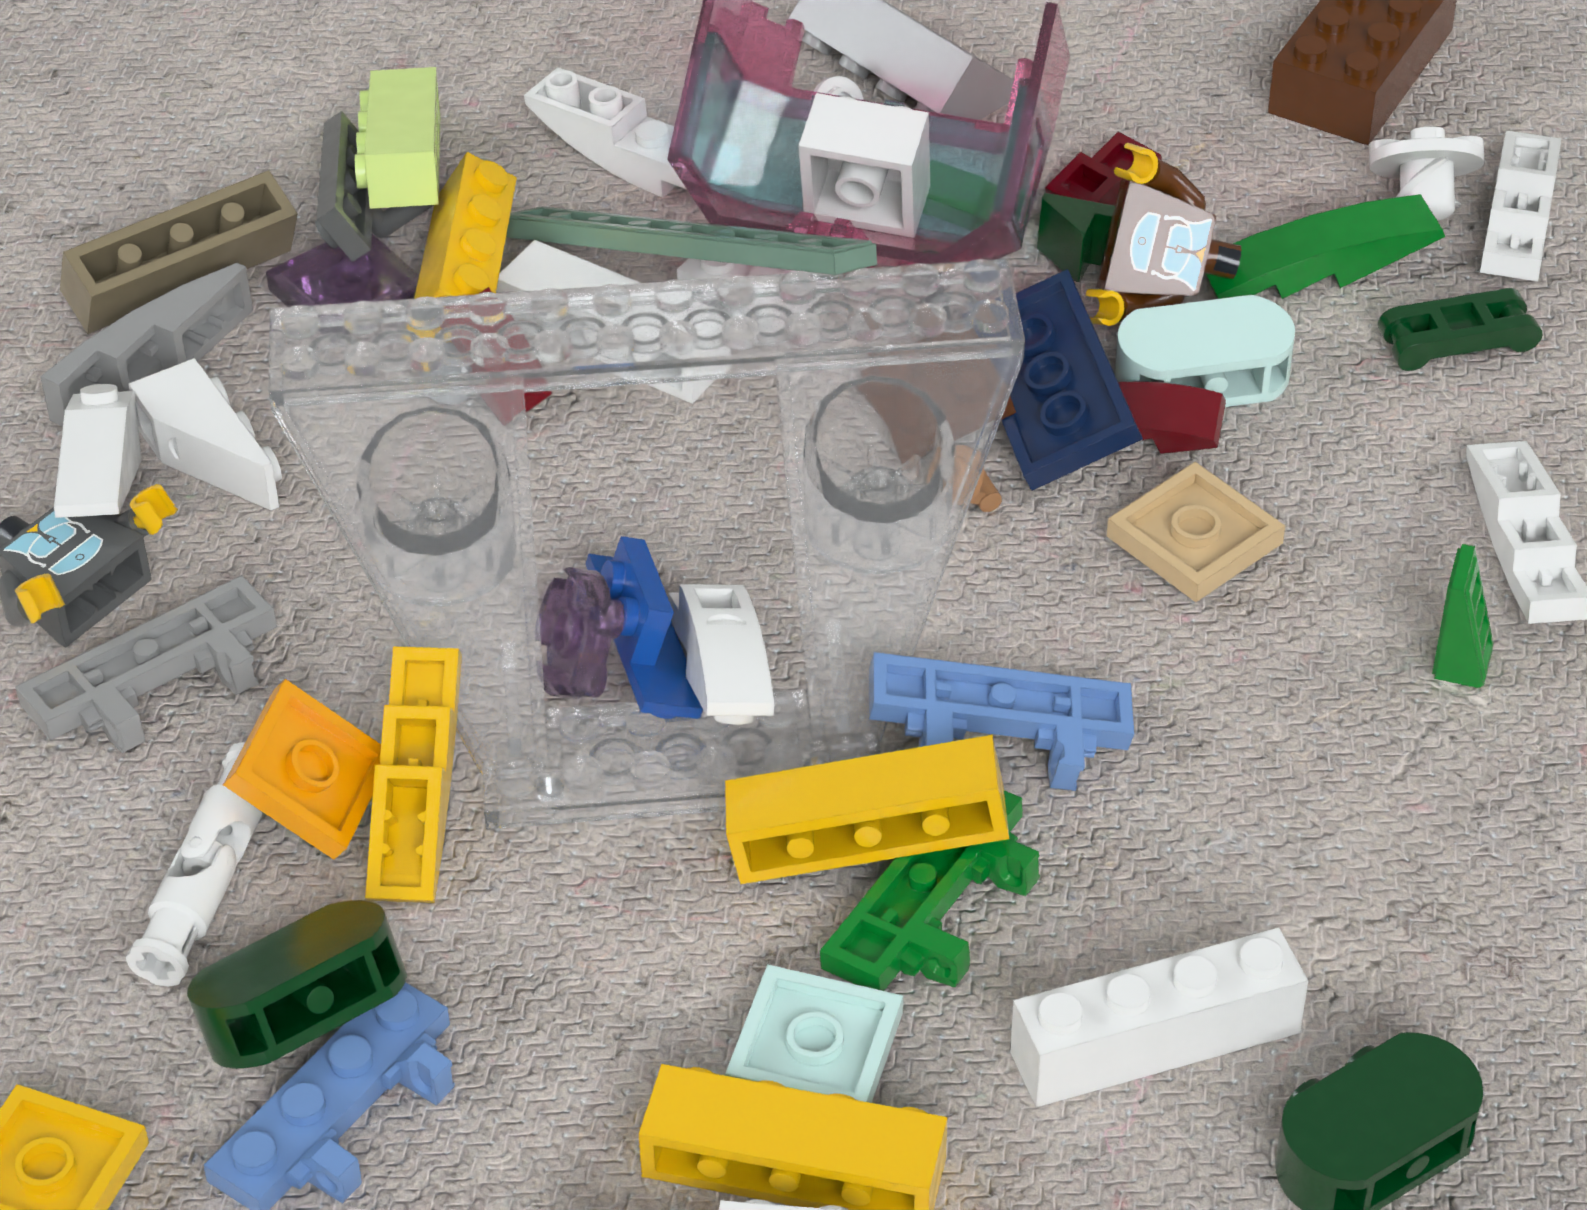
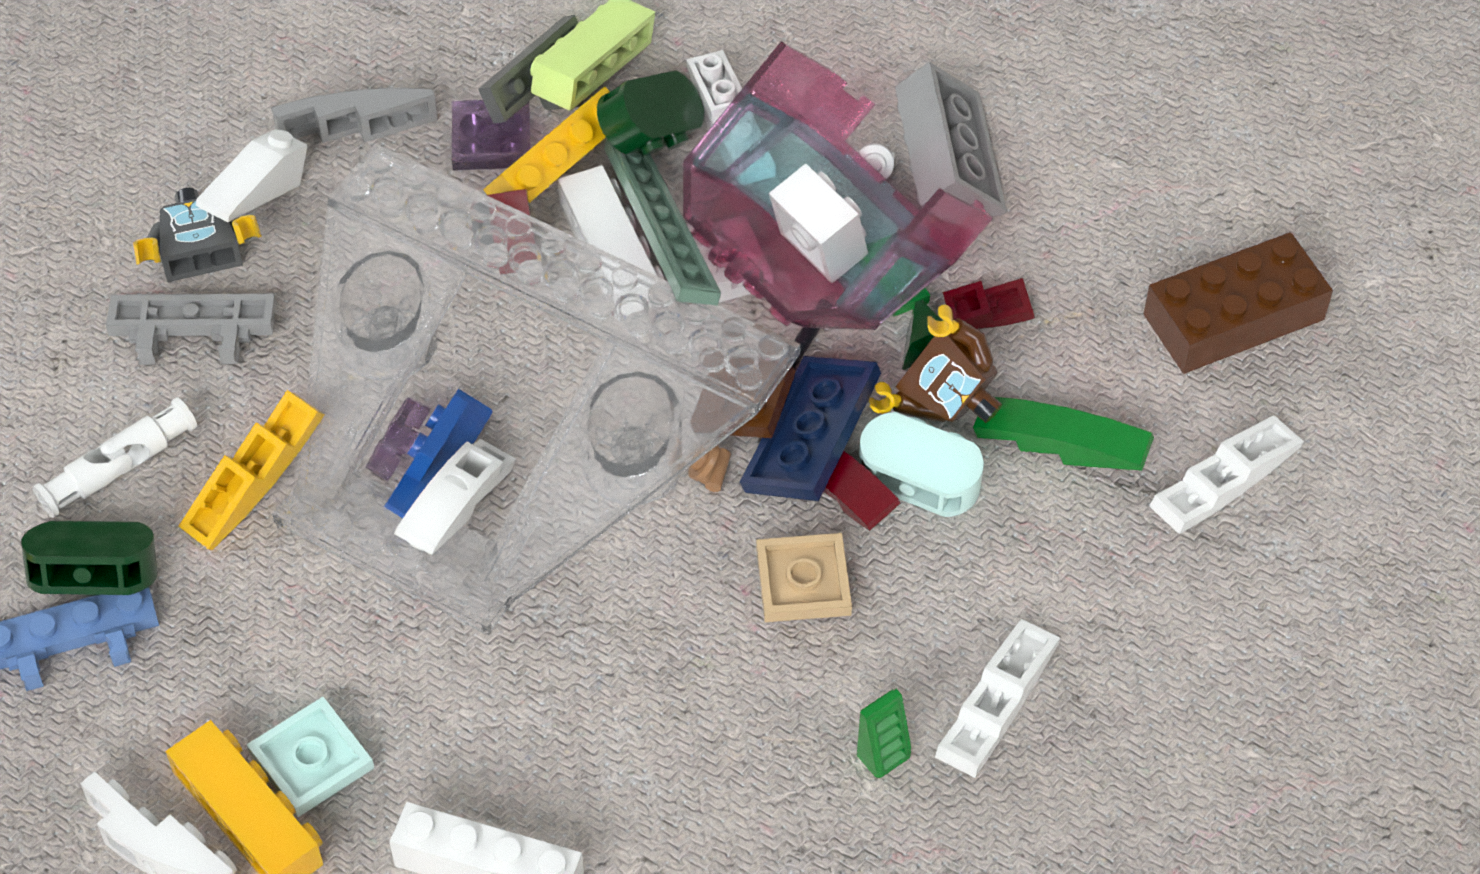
camera: 35 degrees right, 10 degrees up
(156, 255) = (411, 62): dark tan brick -> none
(198, 433) = (326, 167): white slope -> none
(307, 769) = (197, 433): light orange plate -> none
(545, 158) = (651, 113): none -> dark green brick
(865, 809) = (447, 639): yellow brick -> none
(900, 915) = (416, 713): green hinge -> none
(948, 698) = (610, 641): medium blue hinge -> none
(1428, 165) = (1178, 418): white plate -> none
(1459, 327) = (1099, 536): dark green plate -> none

